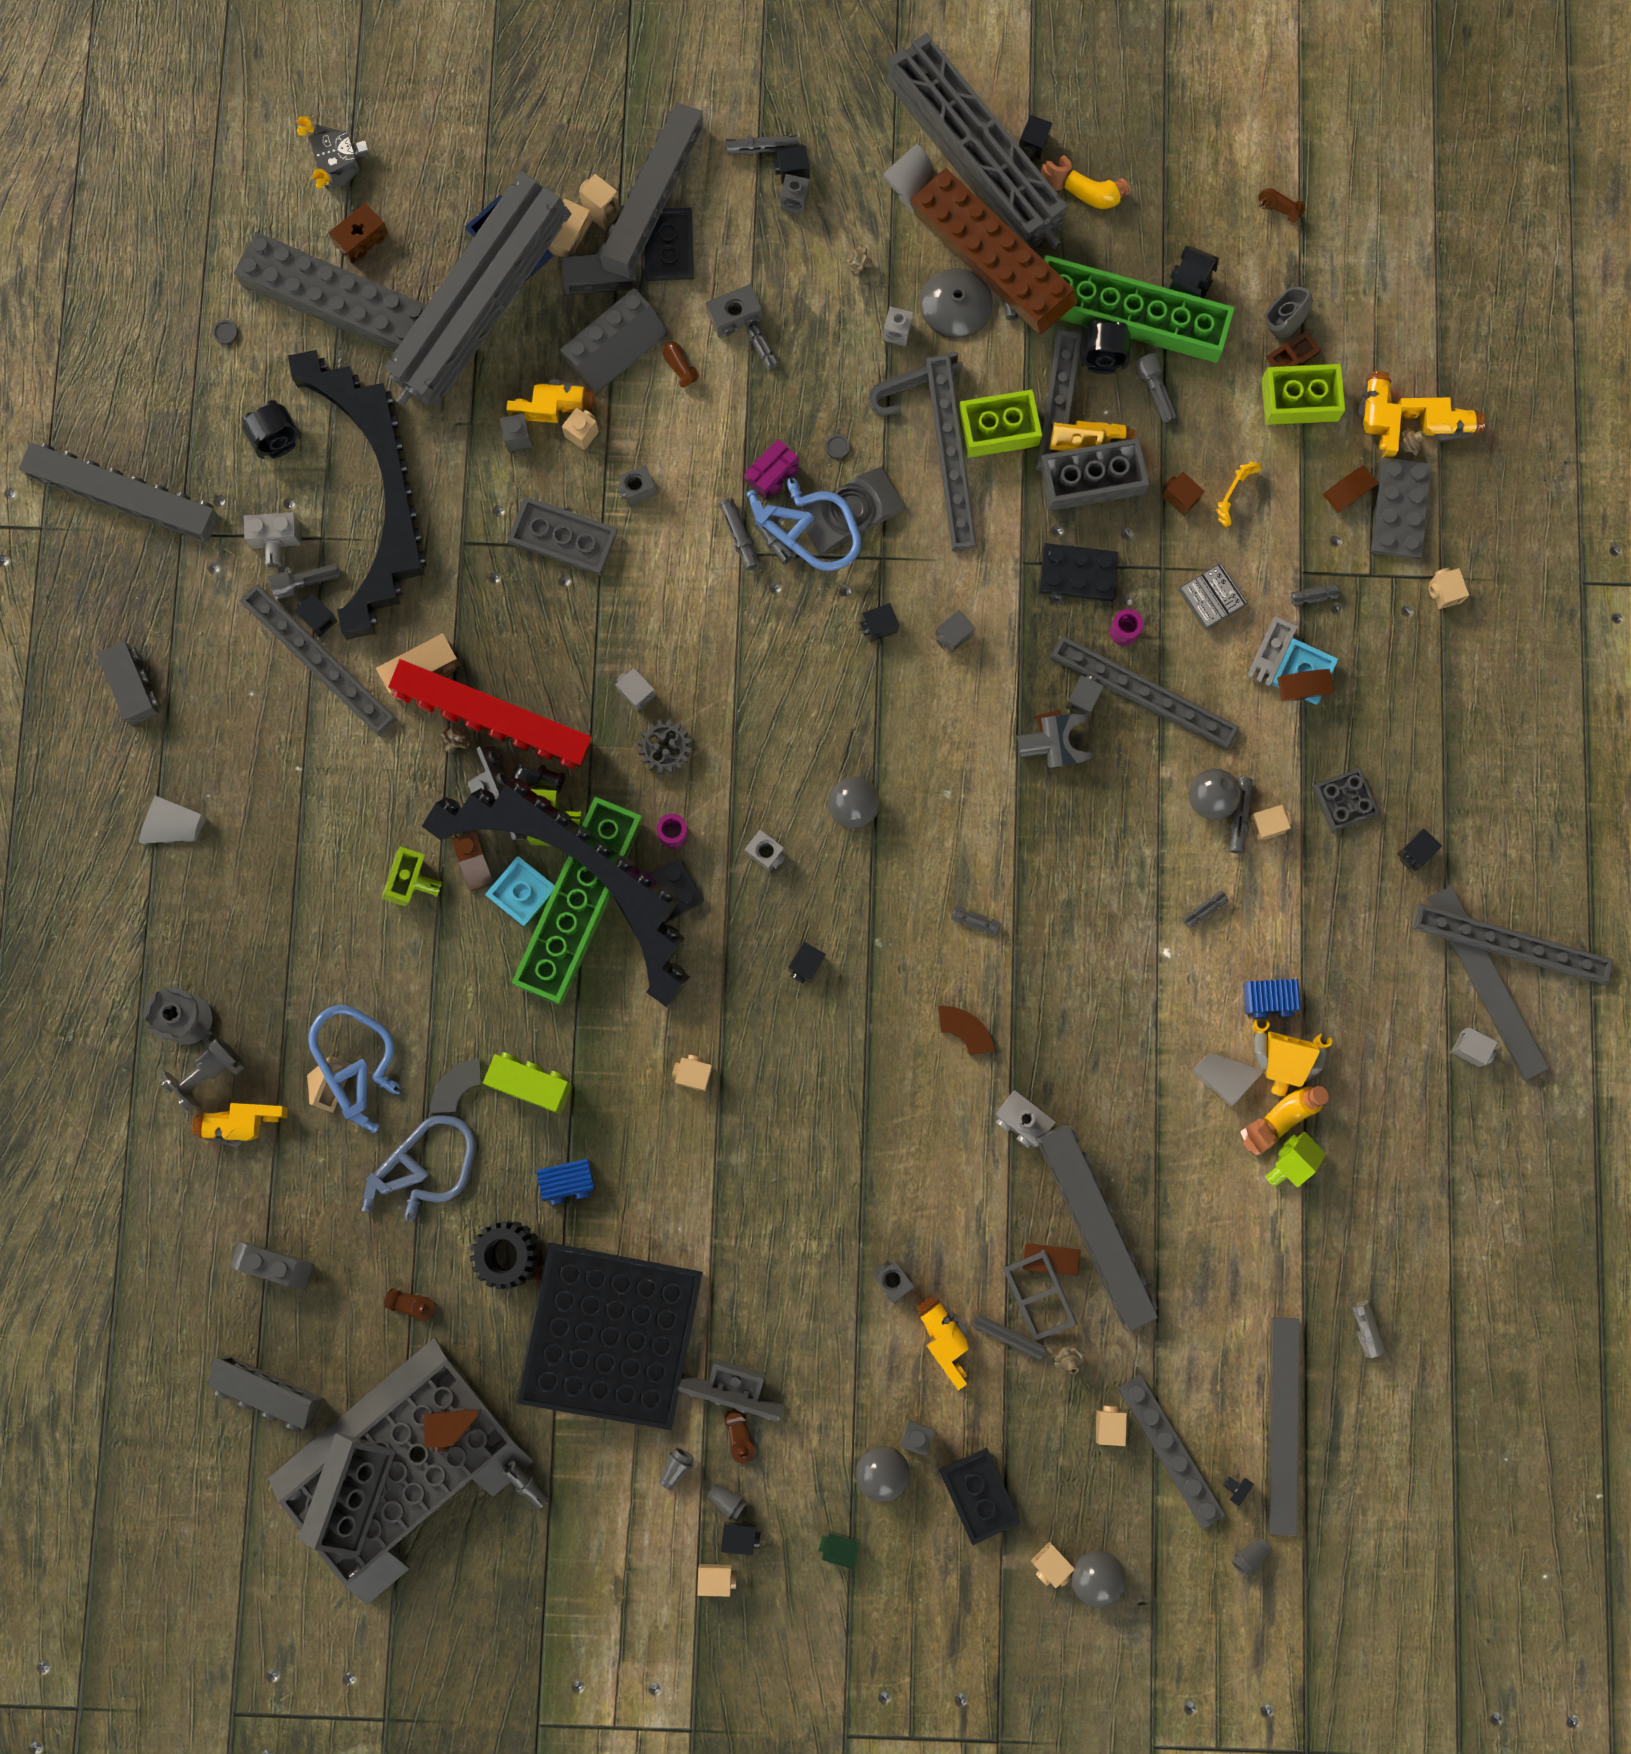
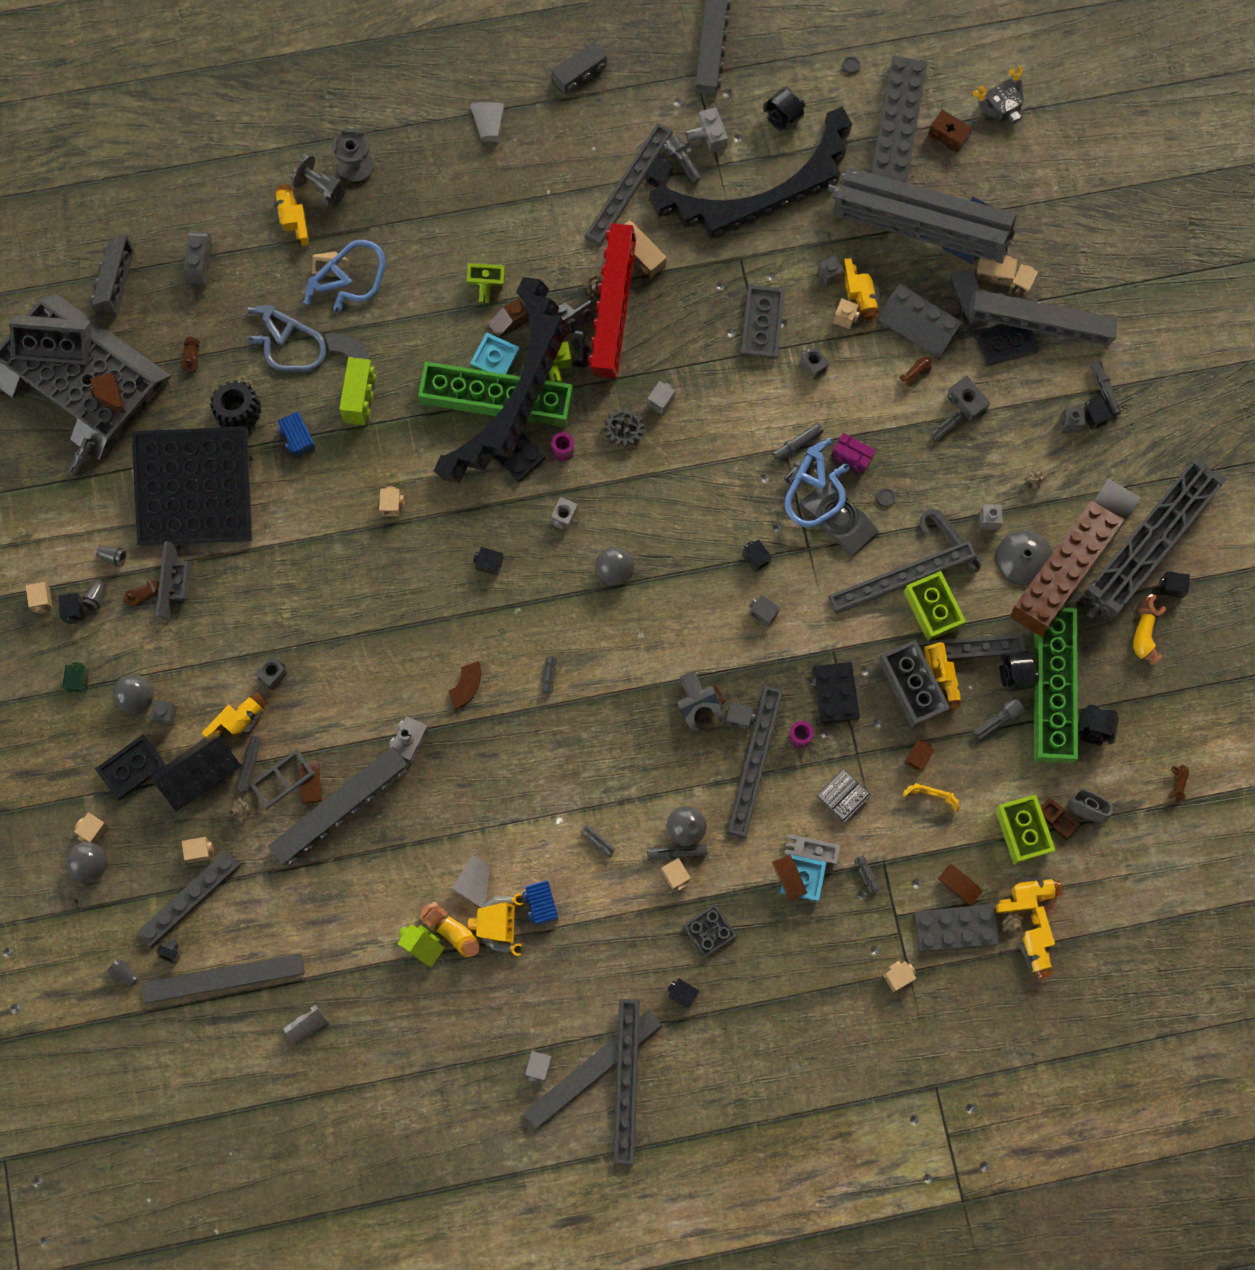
camera: 75 degrees right, 5 degrees down
(1009, 1407) = (195, 771): none -> black brick

